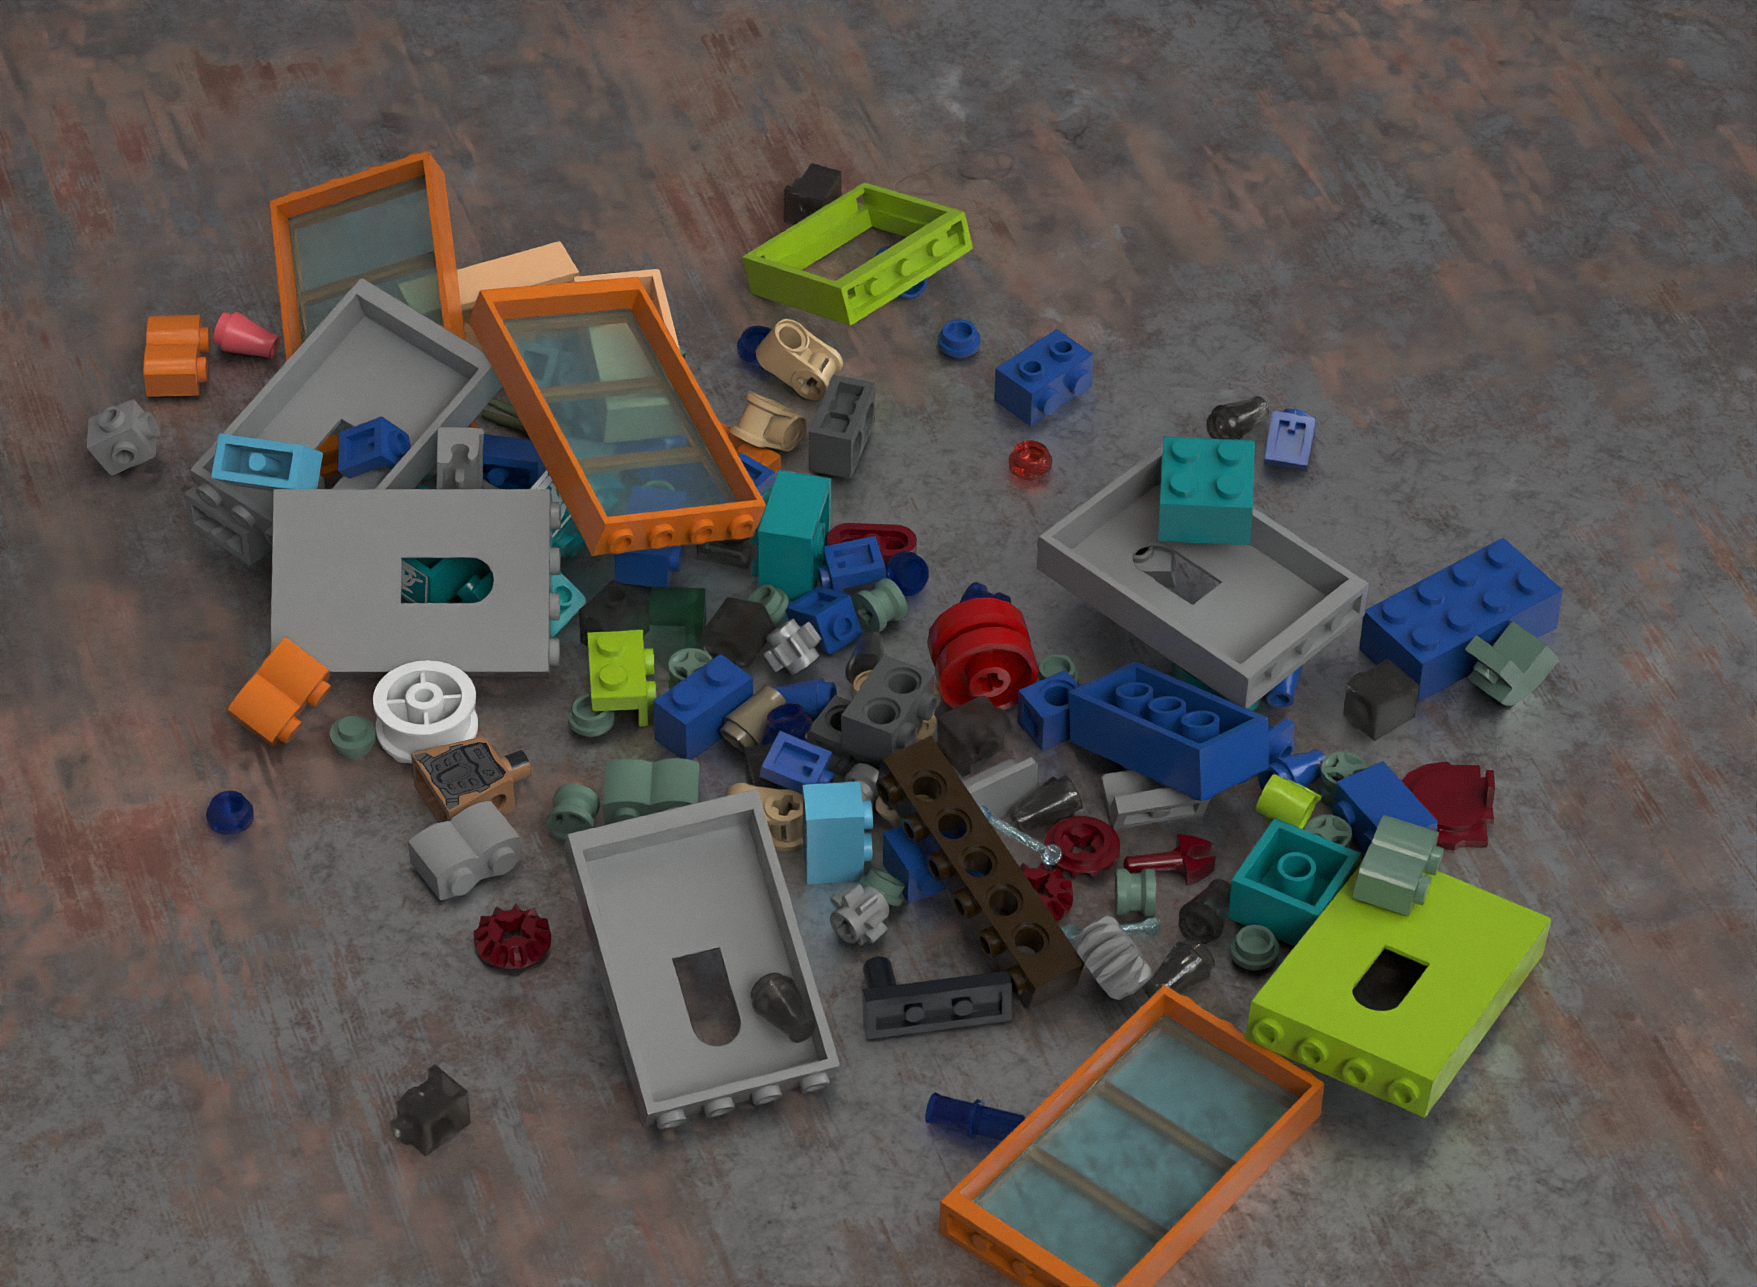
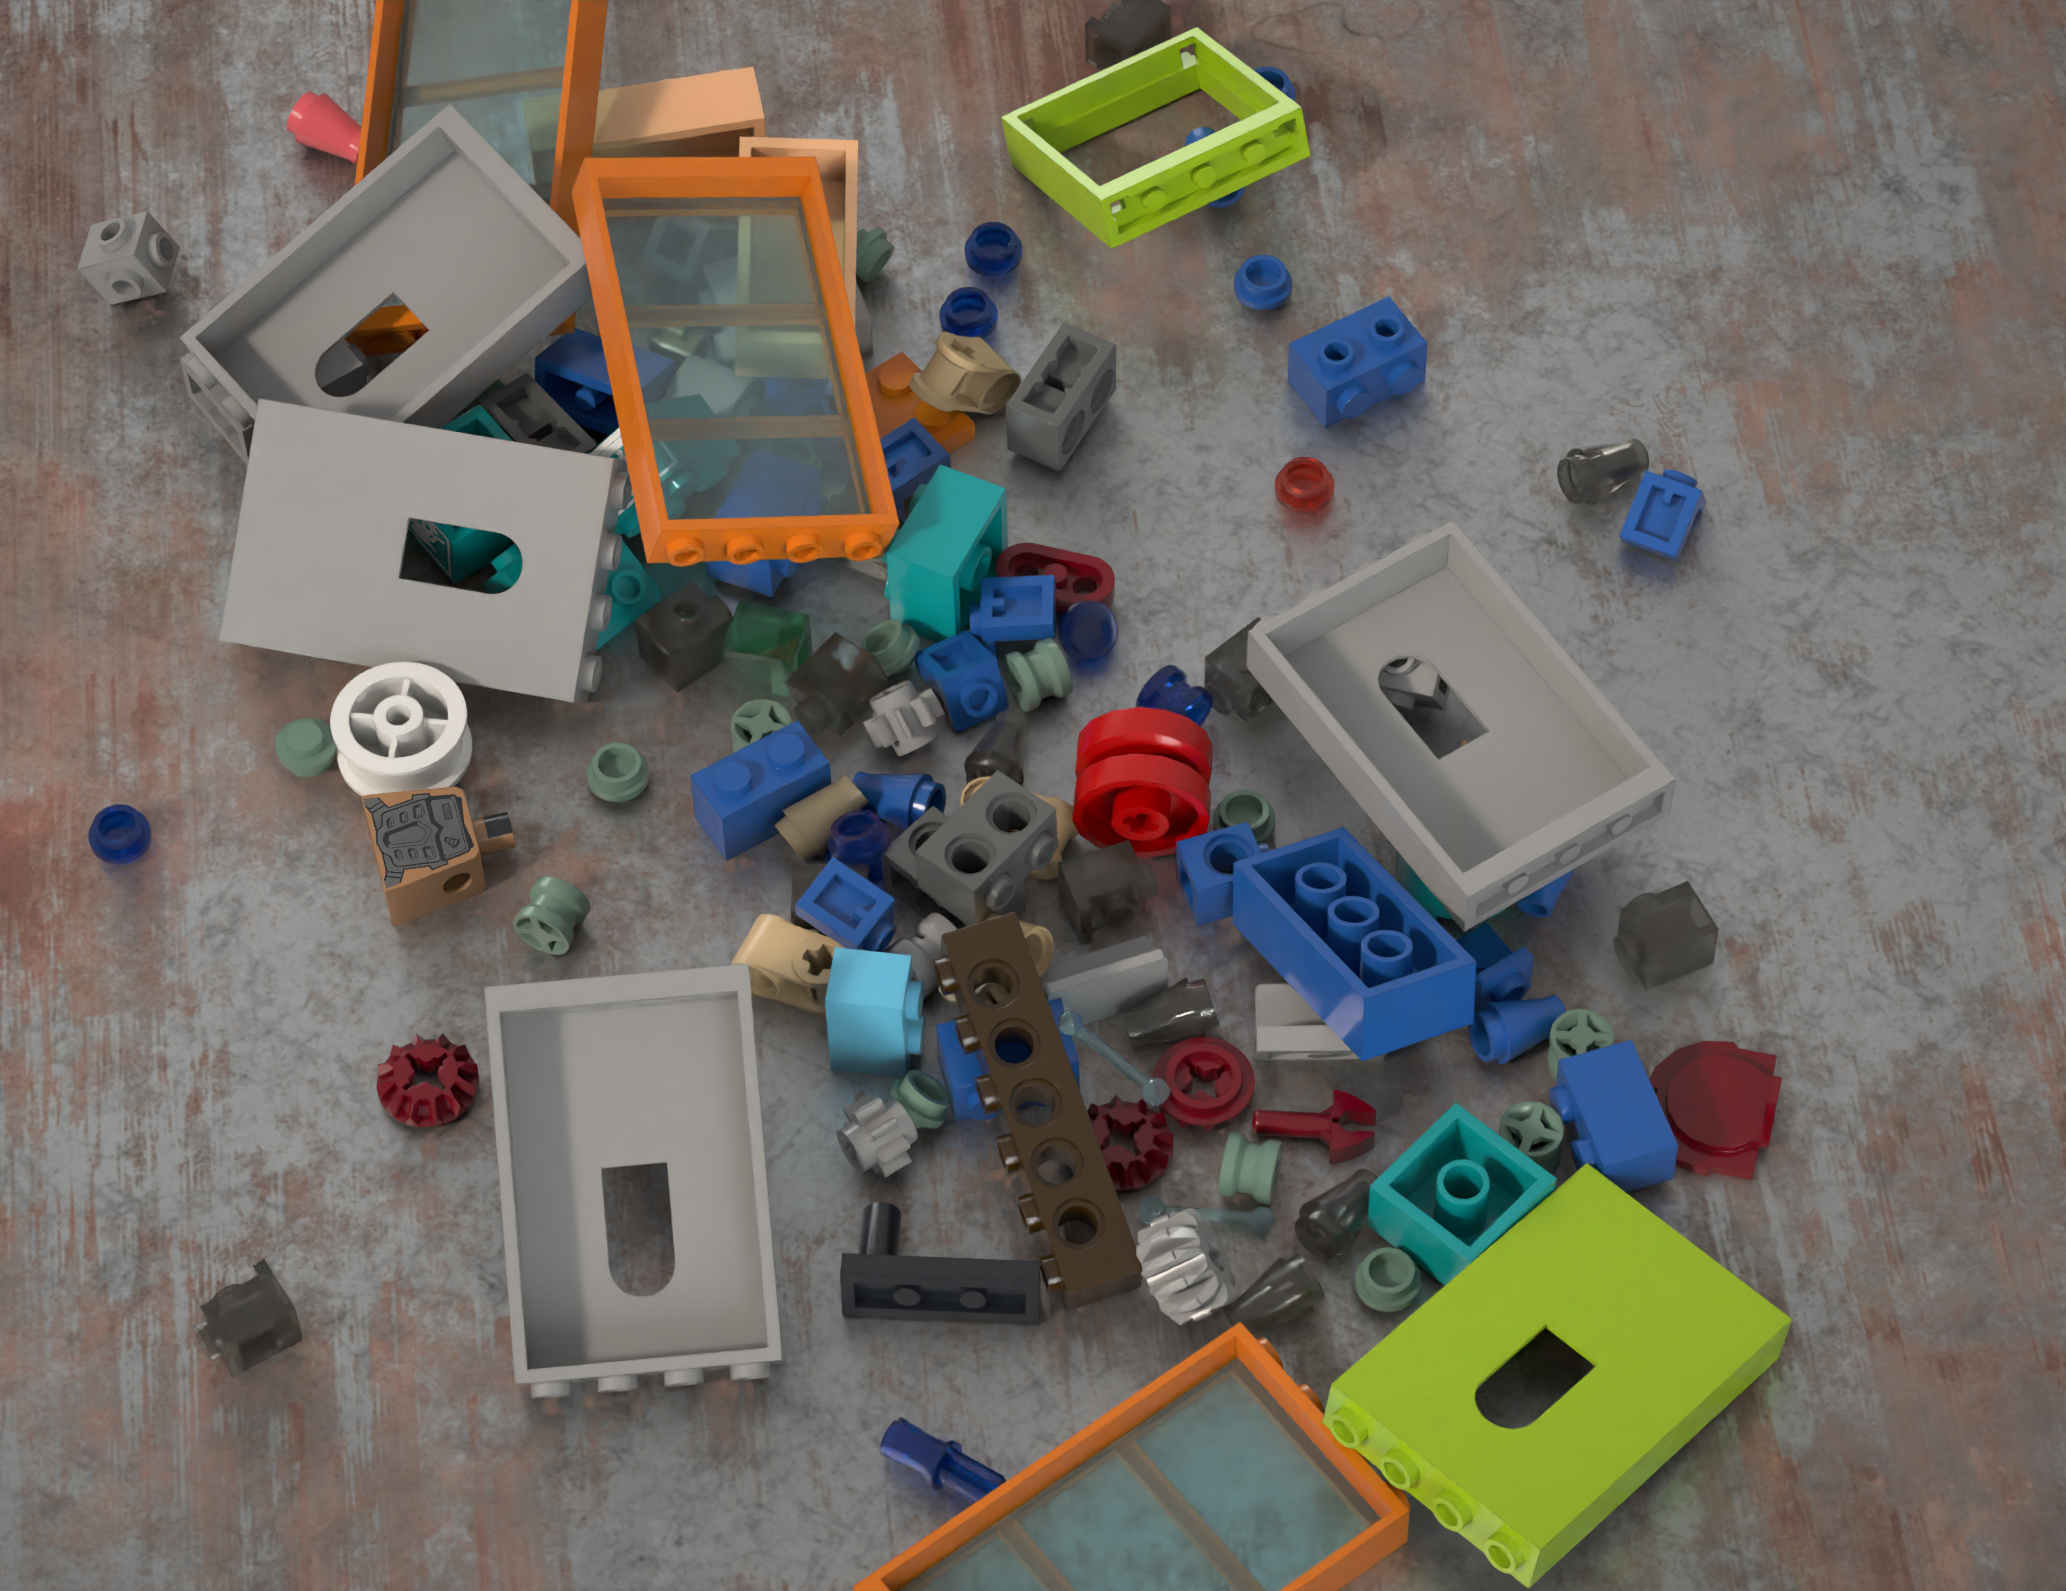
camera: 15 degrees right, 10 degrees up
(175, 355) = (232, 143): orange brick -> none
(265, 464) = (266, 356): medium azure brick -> none
(280, 693) = (221, 676): orange brick -> none
(371, 447) = (417, 344): blue bracket -> none
(460, 458) = (515, 395): light grey hinge -> none
(464, 850) = (398, 945): light grey brick -> none
(619, 672) = (668, 719): lime bracket -> none
(645, 788) = (659, 907): sand green brick -> none
(753, 381) = (968, 313): none -> clear blue plate
(781, 1005) = (725, 1262): clear smoke cone -> none
(796, 356) = (1040, 284): tan piece -> none
(1027, 586) = (1231, 681): none -> clear smoke brick
(1206, 490) = (1486, 606): teal brick -> none
(1286, 801) = (1485, 1078): lime piece -> none
(1398, 865) = (1595, 1209): sand green brick -> none
(1439, 616) = (1812, 832): blue brick -> none
(1510, 666) = (1860, 916): sand green brick -> none

